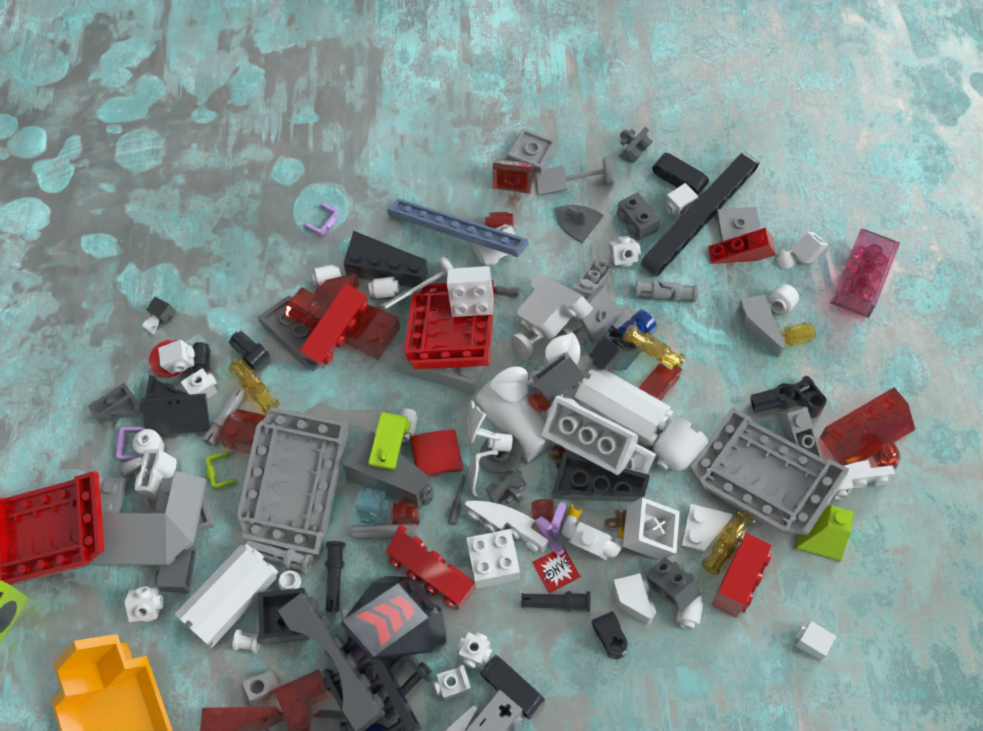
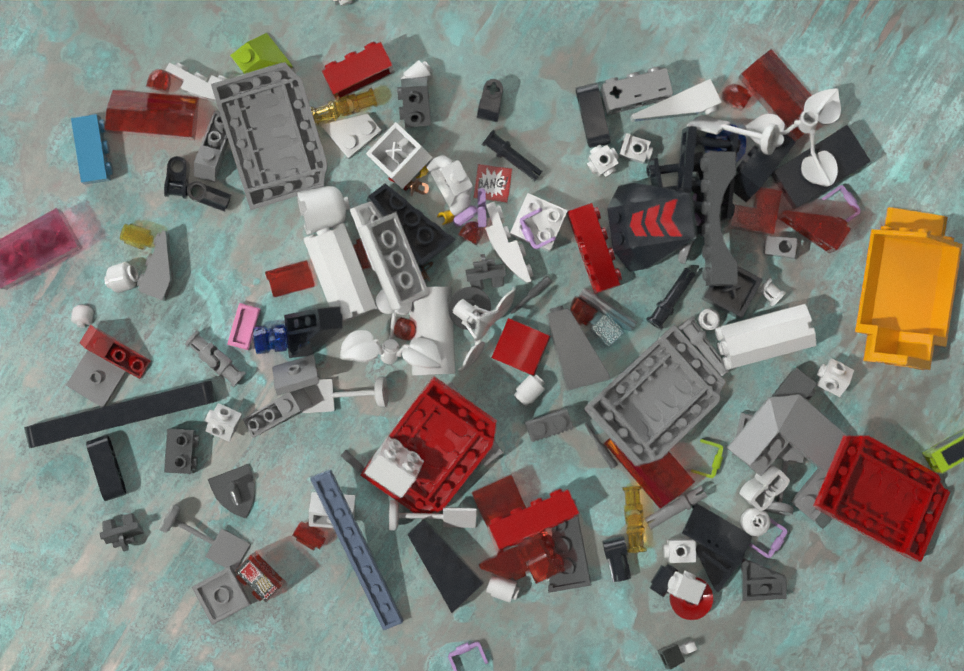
camera: 145 degrees left, 25 degrees up
(369, 408) = (549, 425): none -> dark grey brick
(383, 287) = (461, 538): white brick -> none
(388, 440) = (558, 372): lime door -> none
(493, 535) = (528, 233): none -> lavender piece
(551, 307) = (332, 407): white brick -> none
(559, 377) = (381, 327): dark grey piece -> none
(632, 597) = (452, 117): white slope -> none
(653, 347) = (273, 307): clear yellow piece -> none
(666, 329) = (242, 328): none -> bright pink tile
(680, 200) = (129, 439): white brick -> none
(809, 248) = (57, 307): white brick -> none
(889, 370) = (91, 149): none -> dark azure brick

